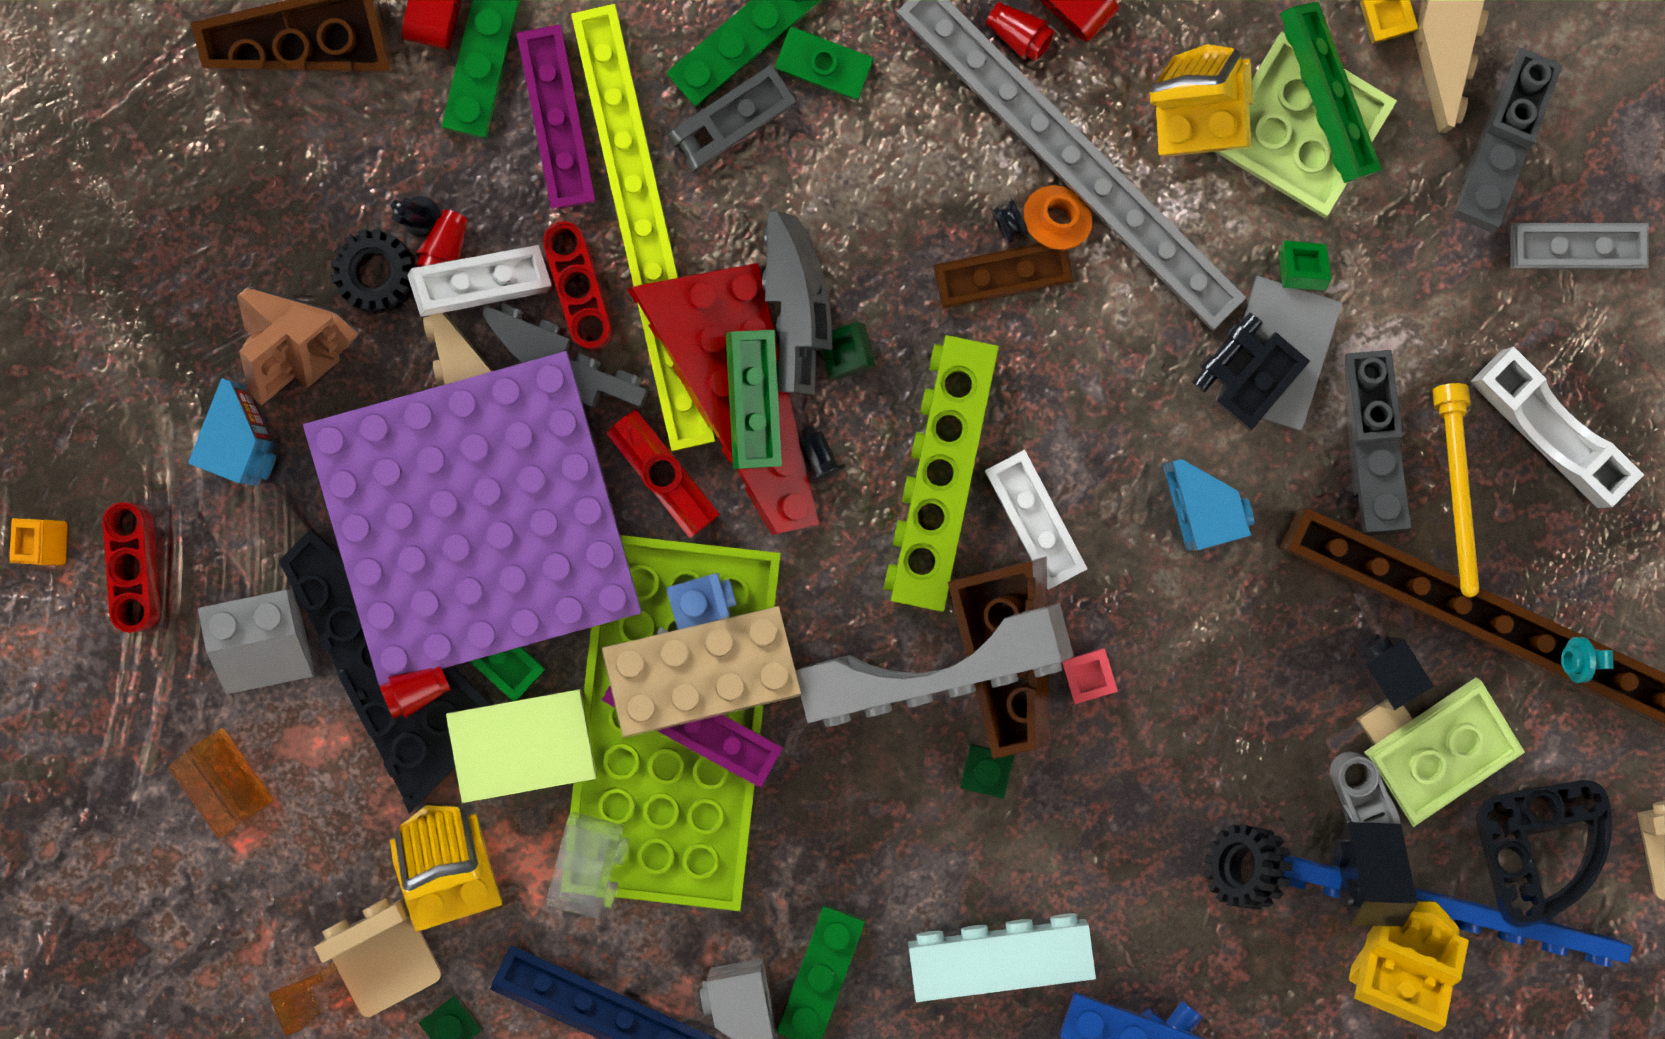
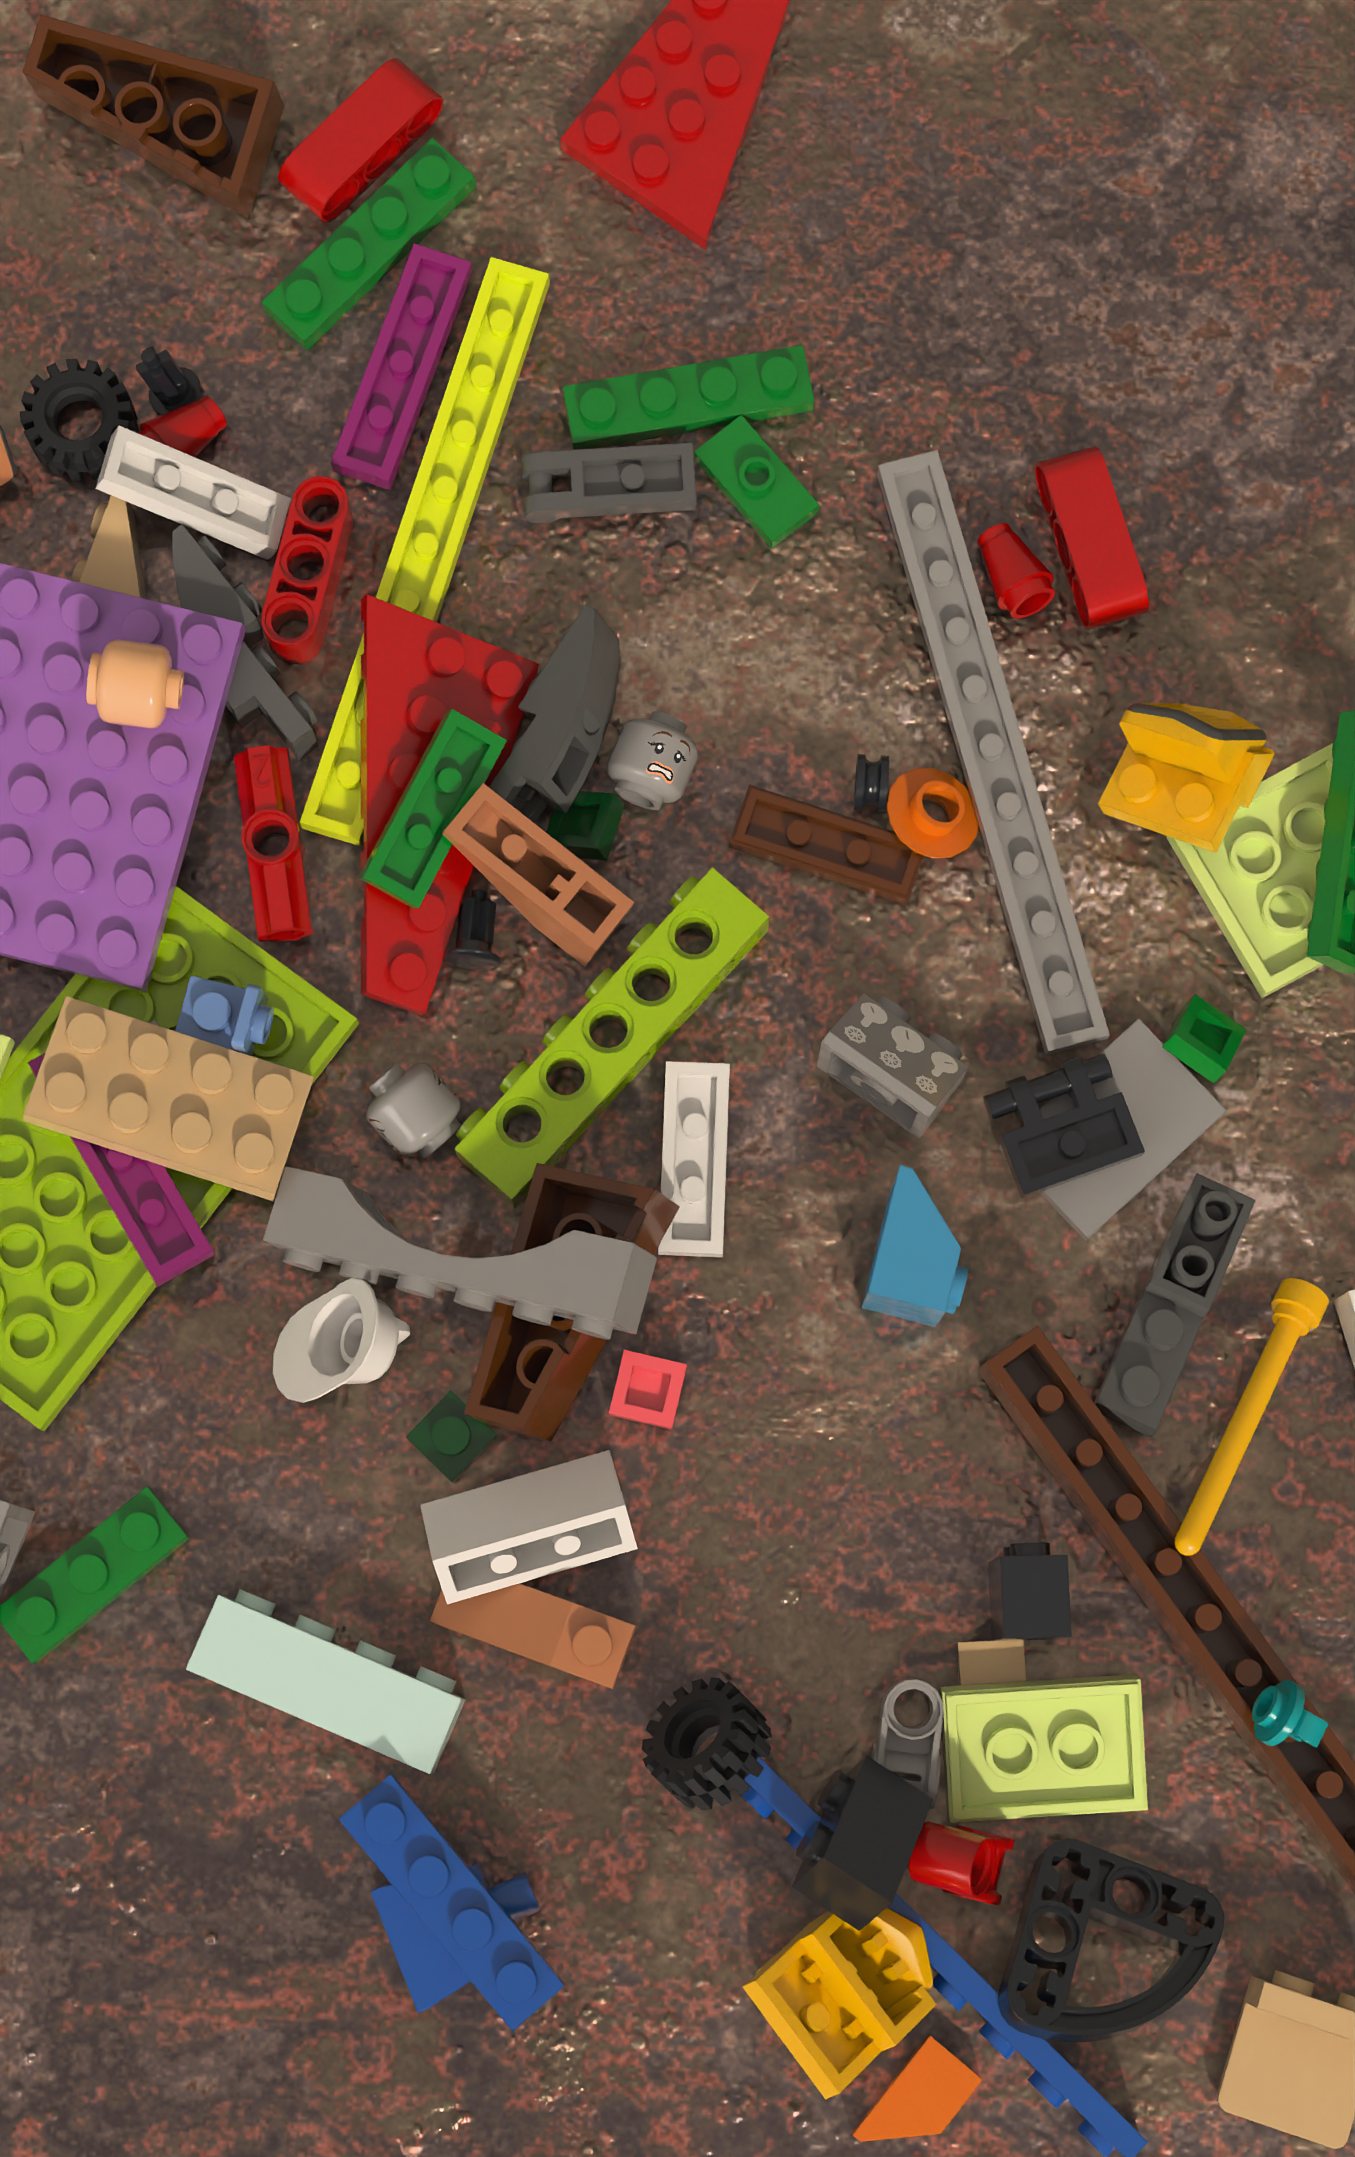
camera: 30 degrees right, 10 degrees down
(528, 432) = (134, 683): none -> light nougat head
(843, 402) = (538, 875): none -> nougat slope
(848, 588) = (413, 1109): none -> light grey head
(866, 285) = (652, 761): none -> light grey head
(886, 758) = (336, 1342): none -> white piece
(1067, 800) = (527, 1527): none -> white brick
(1103, 854) = (543, 1630): none -> nougat slope
(1125, 391) = (892, 1063): none -> light grey slope
(1435, 847) = (960, 1861): none -> red piece
(1483, 992) = (920, 2096): none -> orange tile

